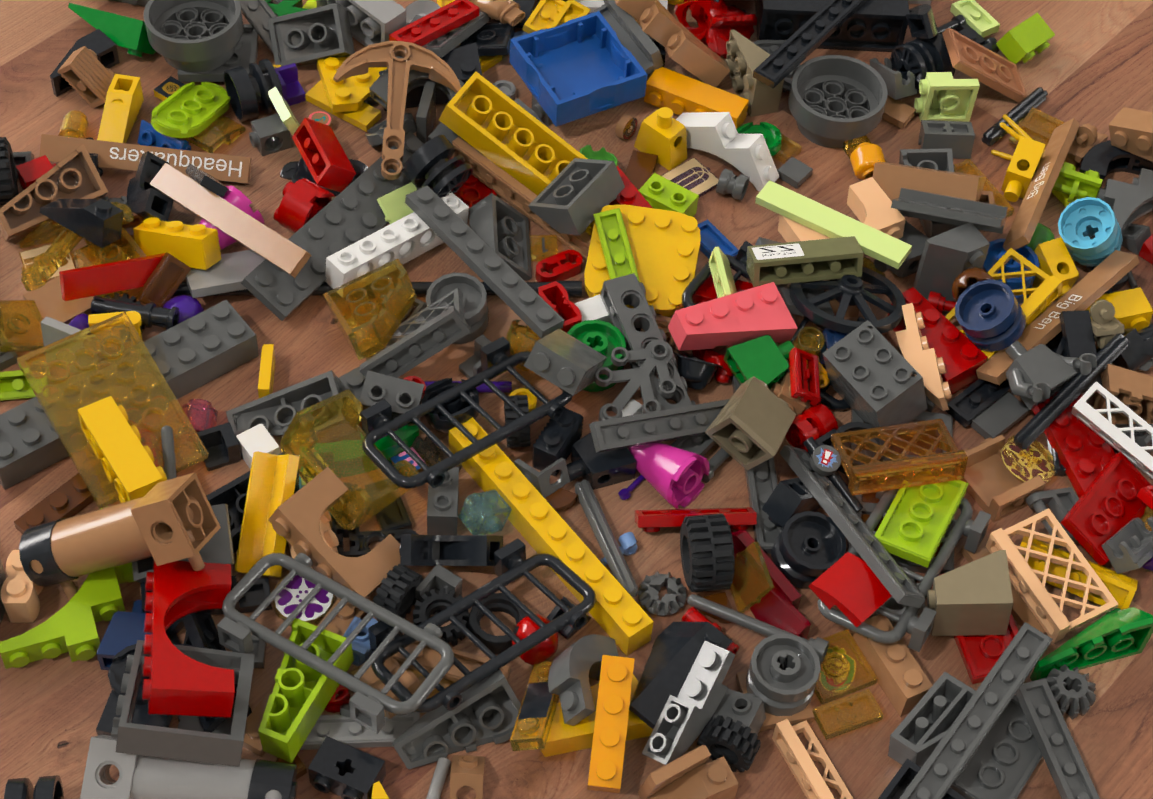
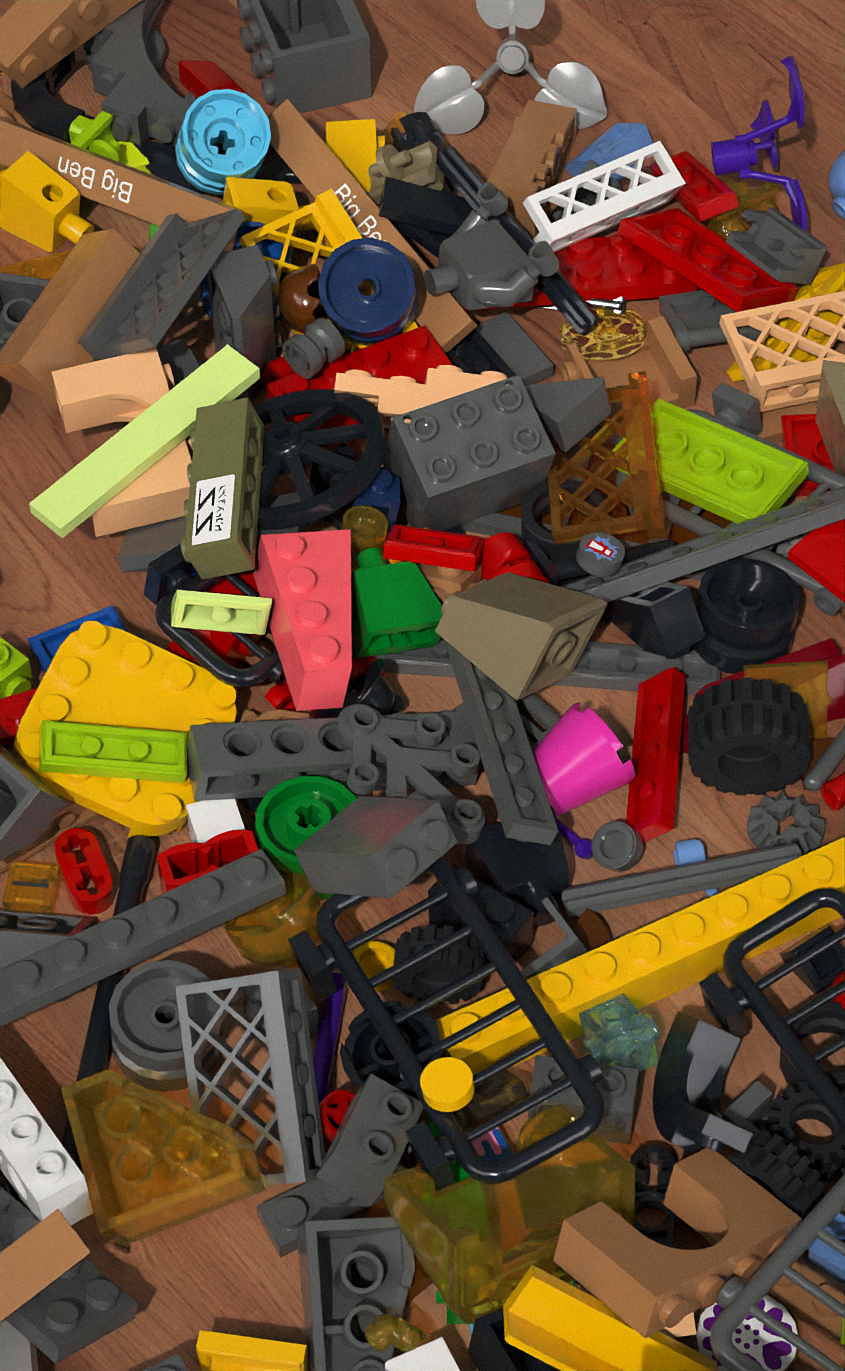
camera: 75 degrees left, 0 degrees up
(278, 425) = (395, 1331): none -> clear yellow arm
(415, 413) = (447, 1084): none -> yellow tile
(624, 505) = (617, 846): none -> dark grey tile
(923, 422) = (570, 408): none -> dark grey slope
(936, 295) = (313, 348): none -> dark grey wheel

